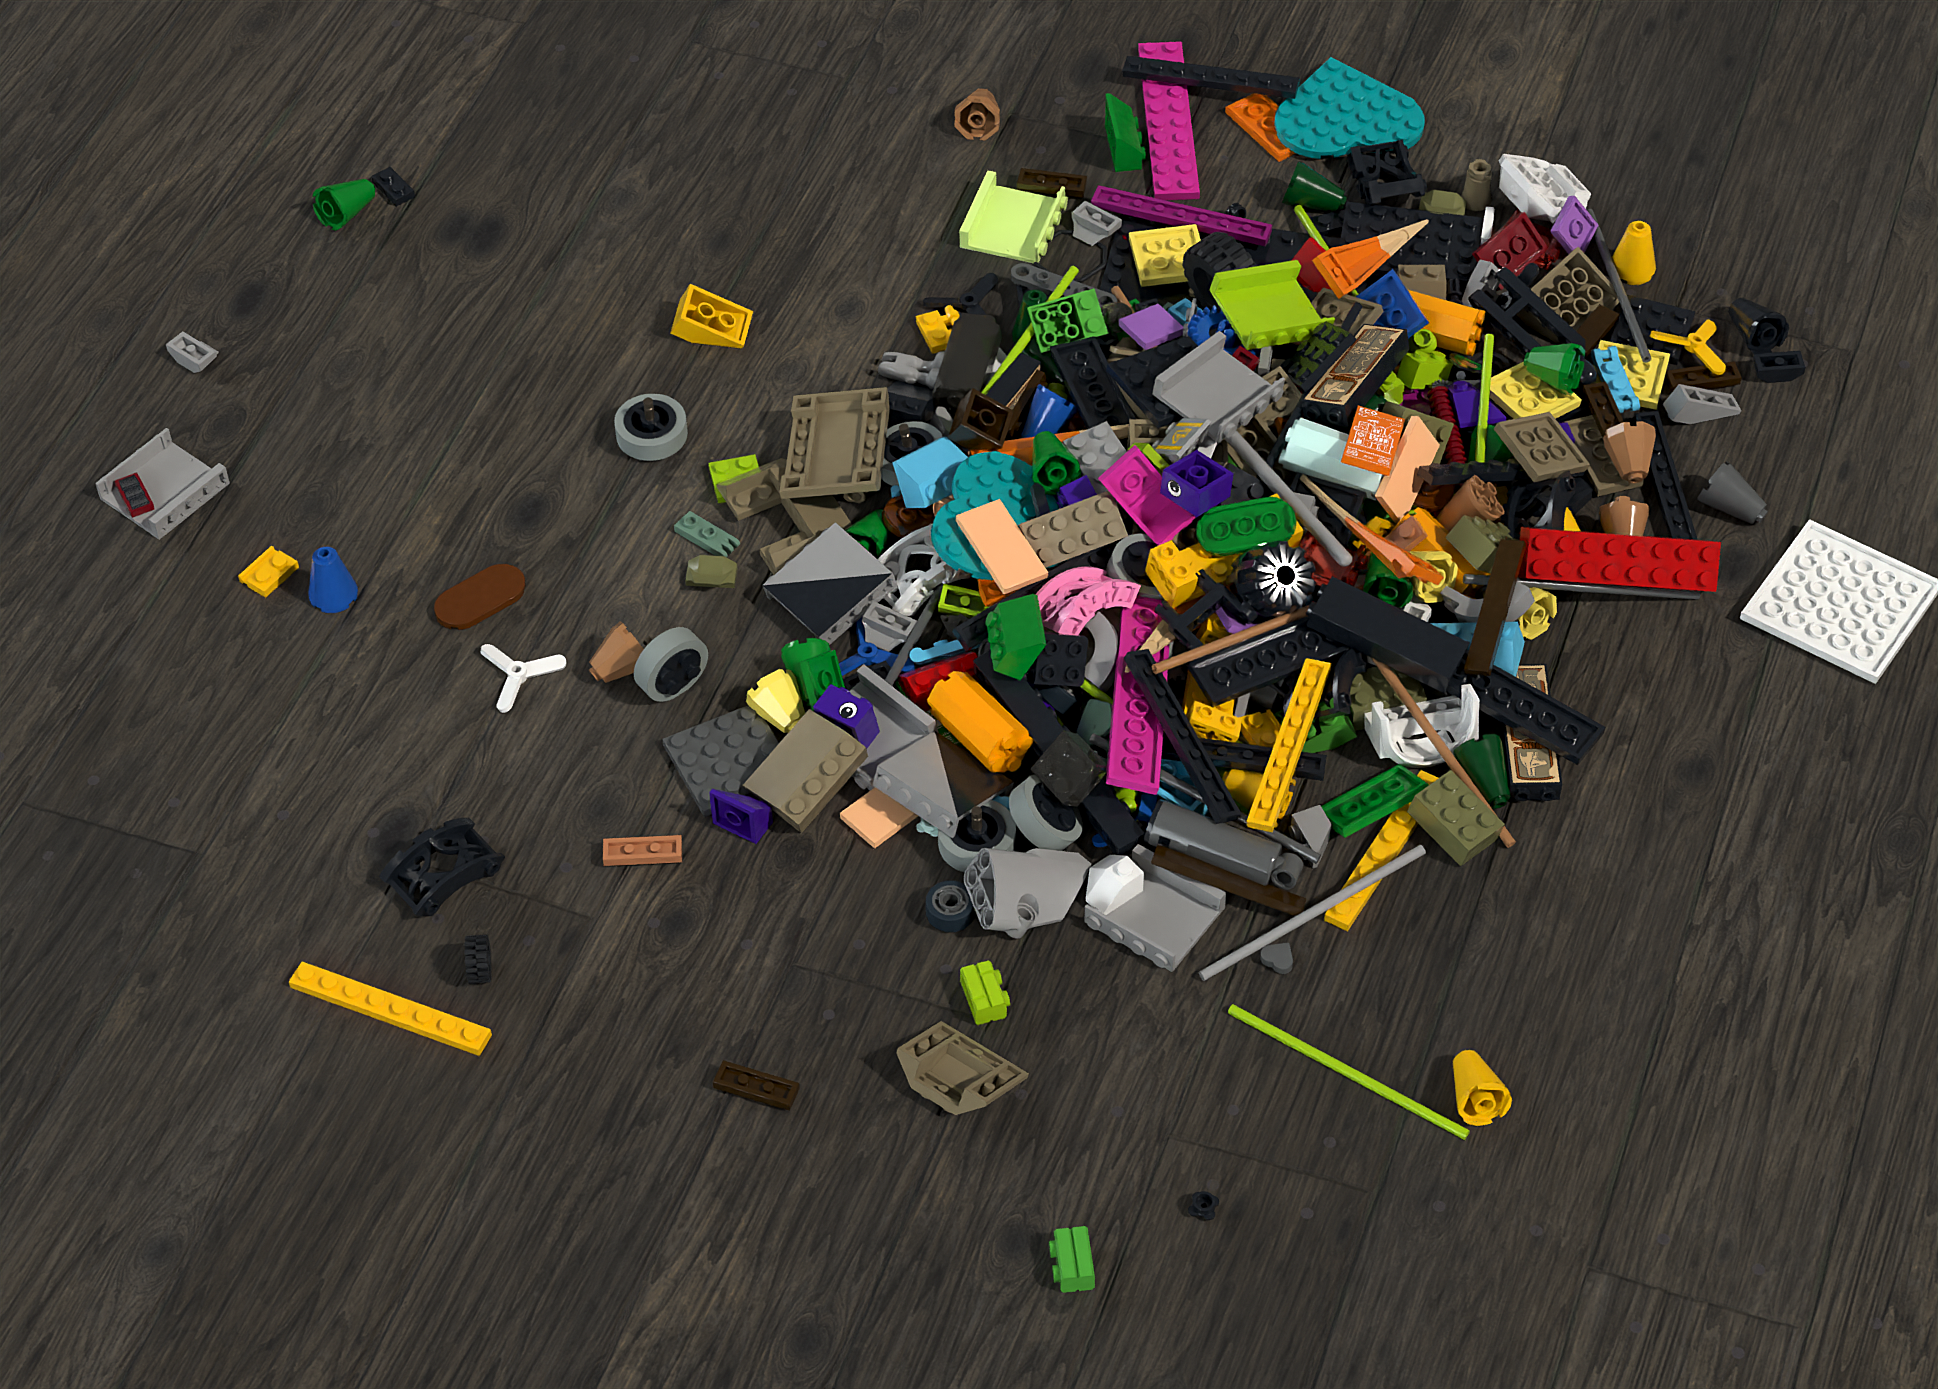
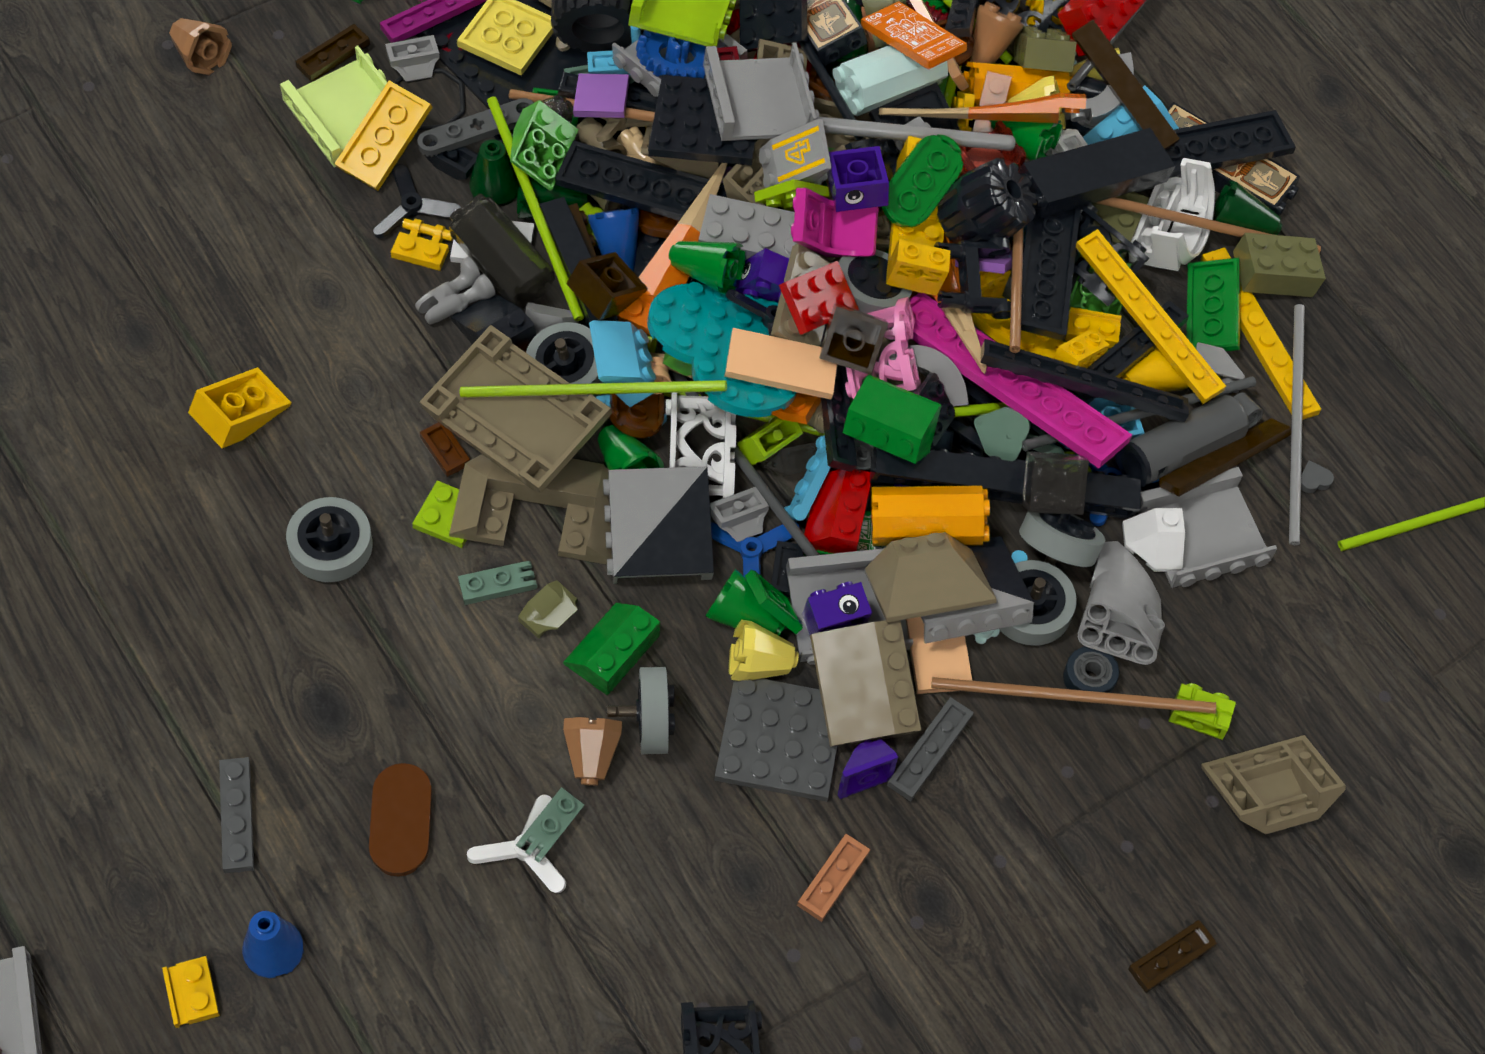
camera: 60 degrees left, 10 degrees up
(410, 515) = (236, 815): none -> dark grey plate
(541, 672) = (550, 823): none -> sand green hinge
(717, 625) = (614, 646): none -> green slope
(779, 443) = (444, 448): none -> reddish brown plate
(797, 847) = (930, 749): none -> dark grey plate
(883, 467) = (595, 388): none -> lime piece
(917, 902) = (1073, 695): none -> medium nougat piece
(922, 747) = (927, 577): none -> dark tan slope
(1003, 247) = (383, 135): none -> yellow plate
(1062, 569) = (853, 339): none -> dark brown slope
(1079, 532) = (814, 295): none -> red plate

